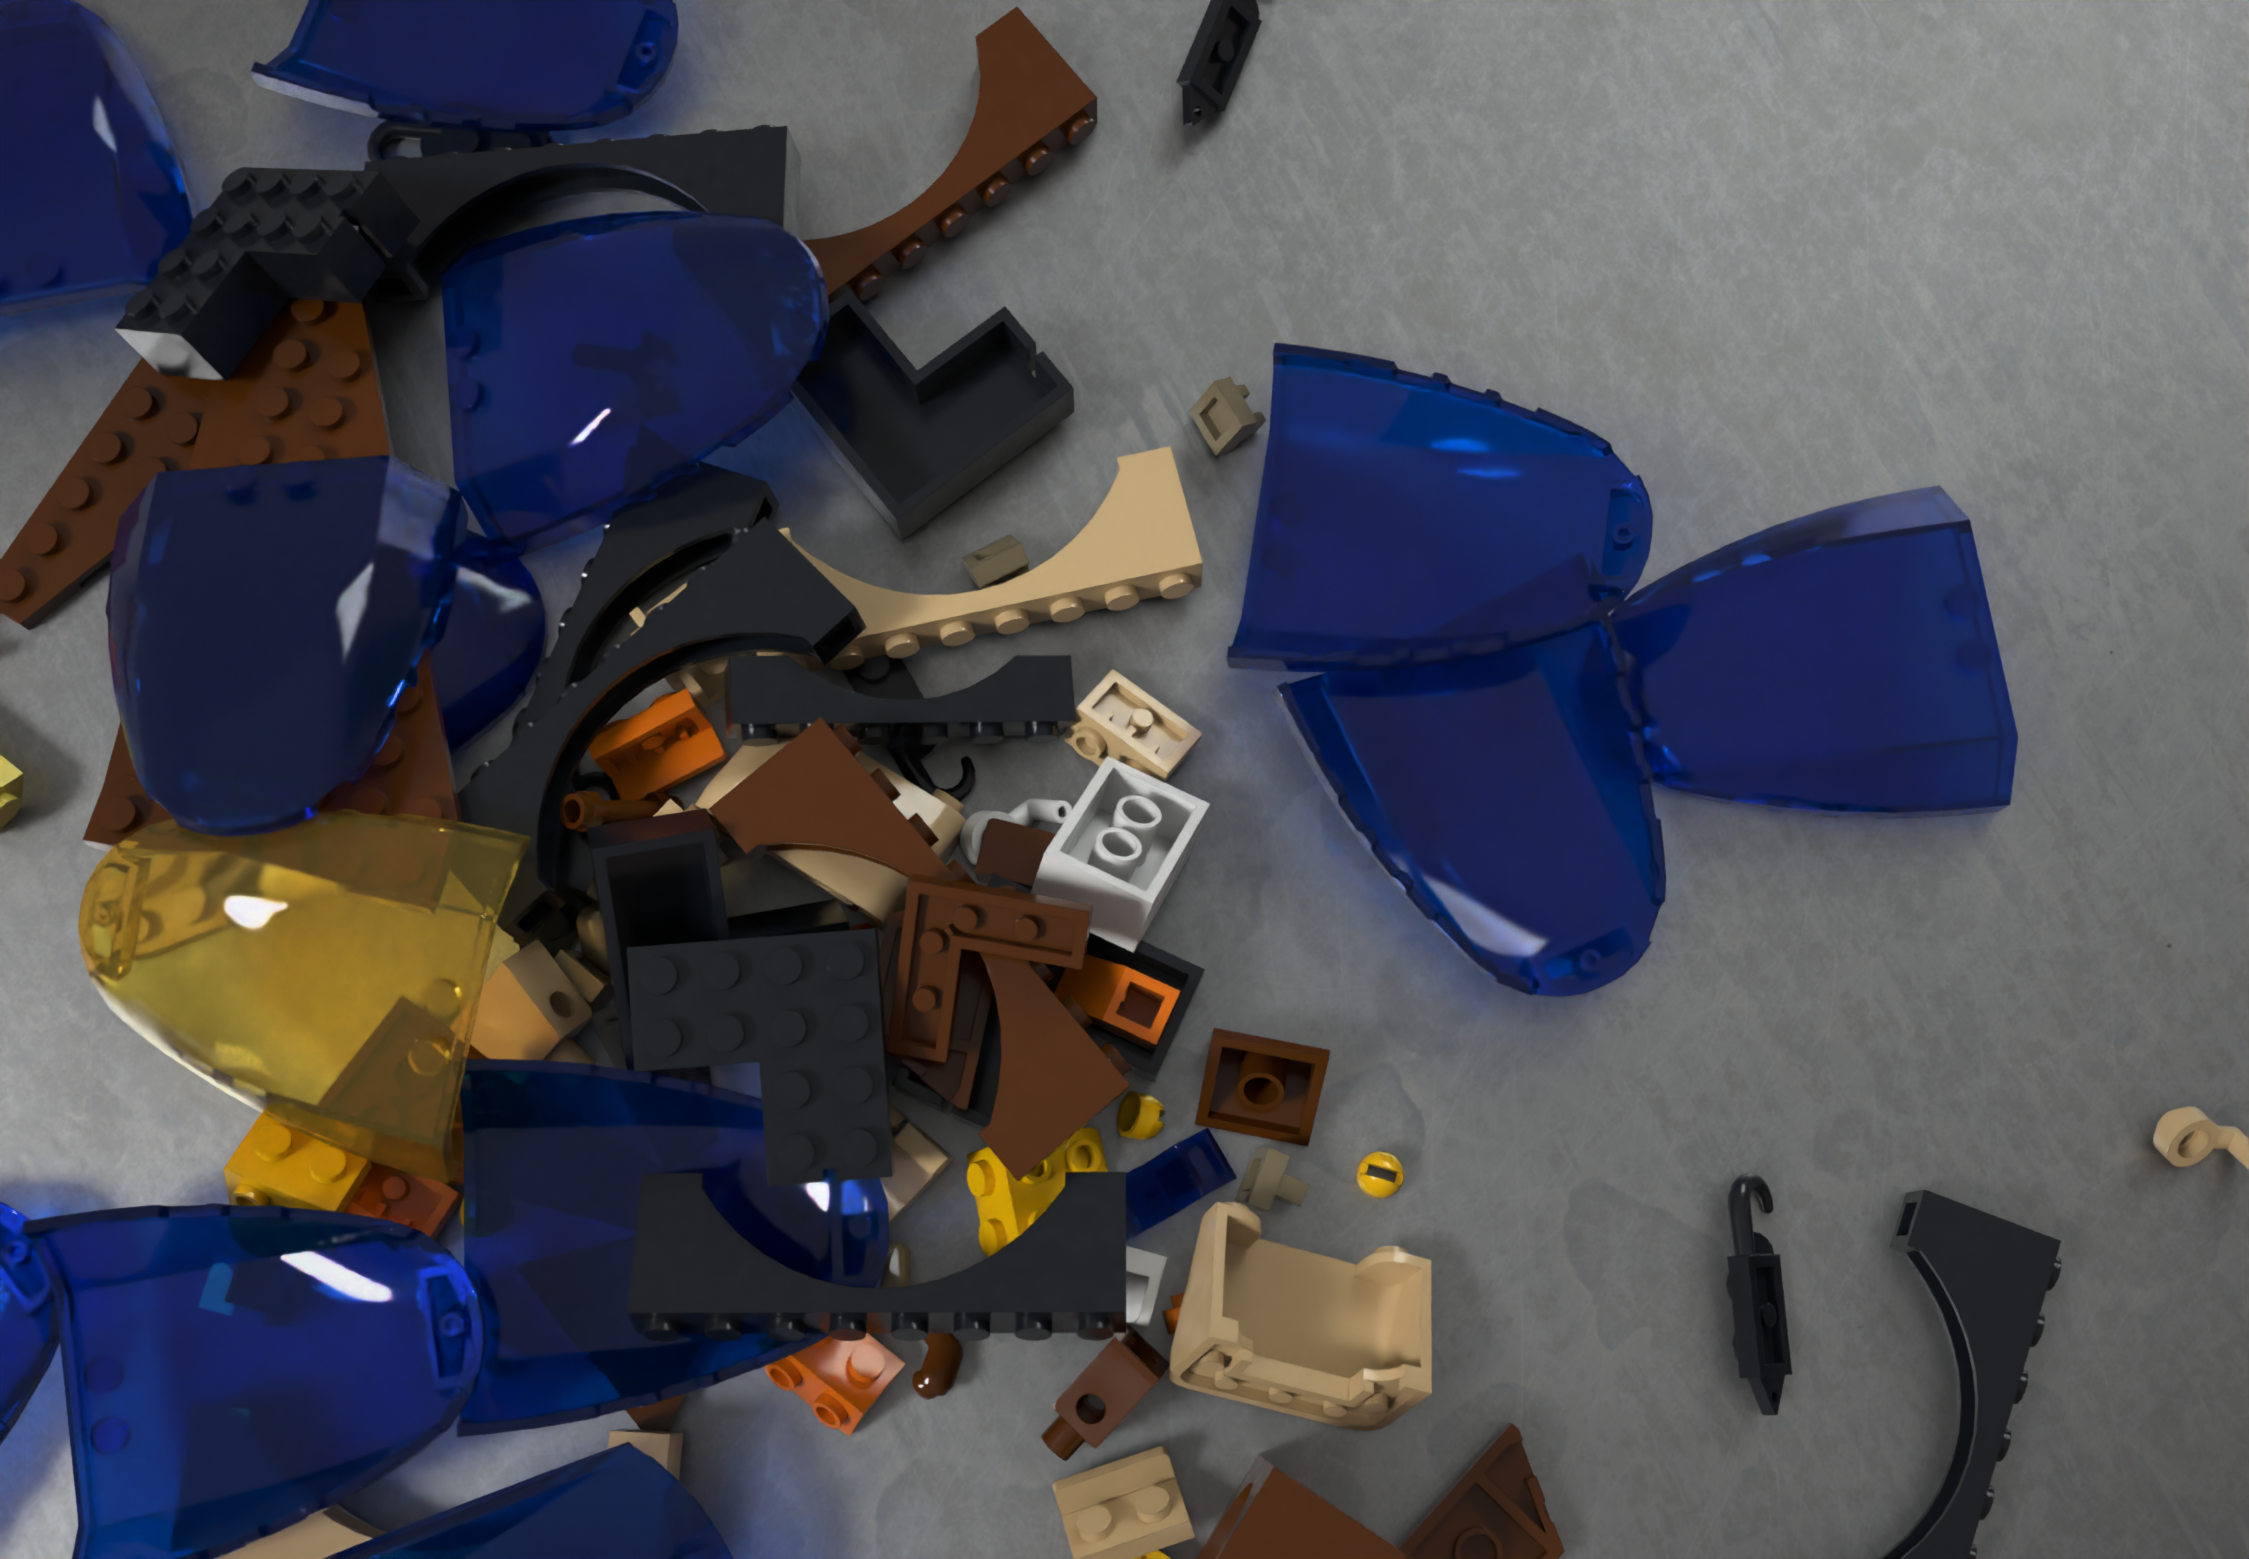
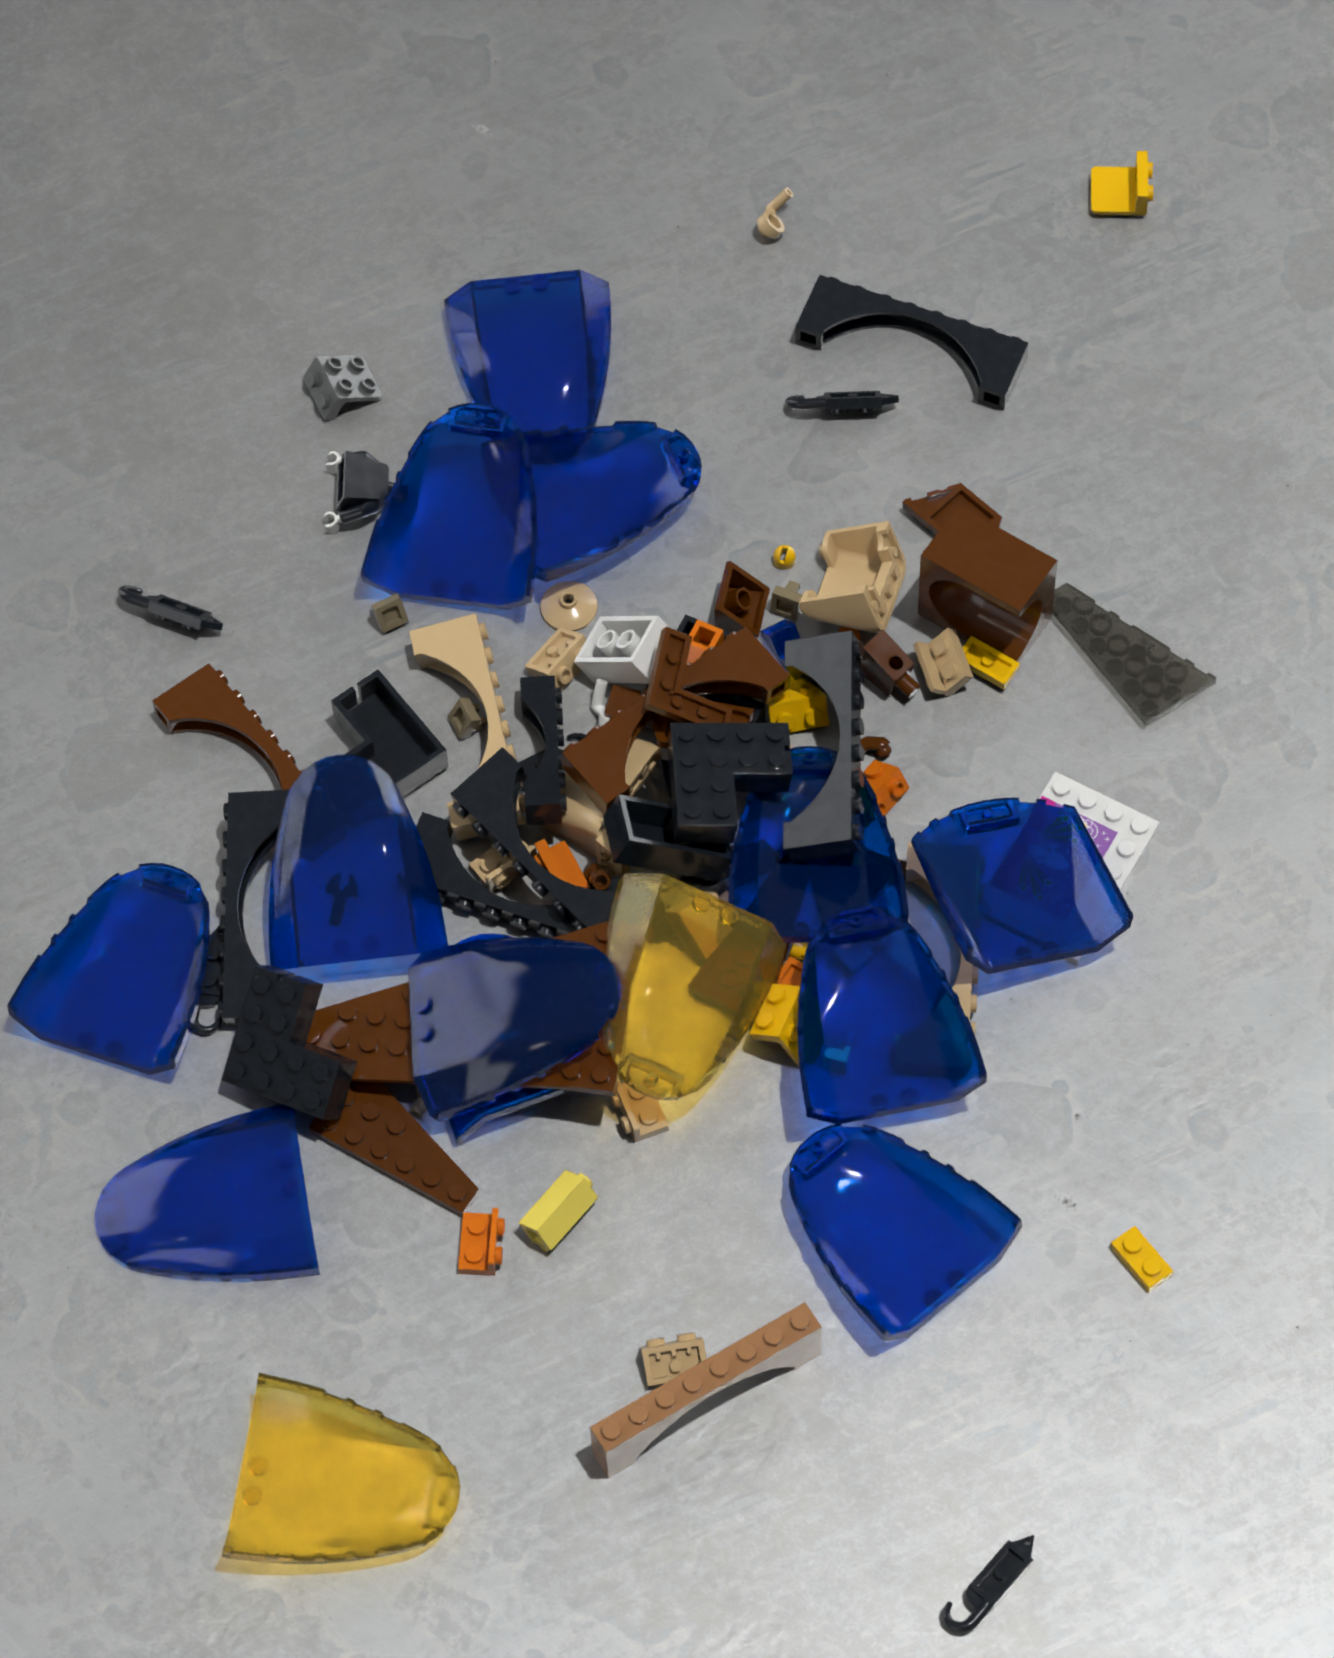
camera: 85 degrees left, 15 degrees down
(1240, 773) = (572, 615): none -> tan dish
(1498, 345) = (360, 487): none -> black torso
(1737, 308) = (340, 380): none -> dark grey bracket

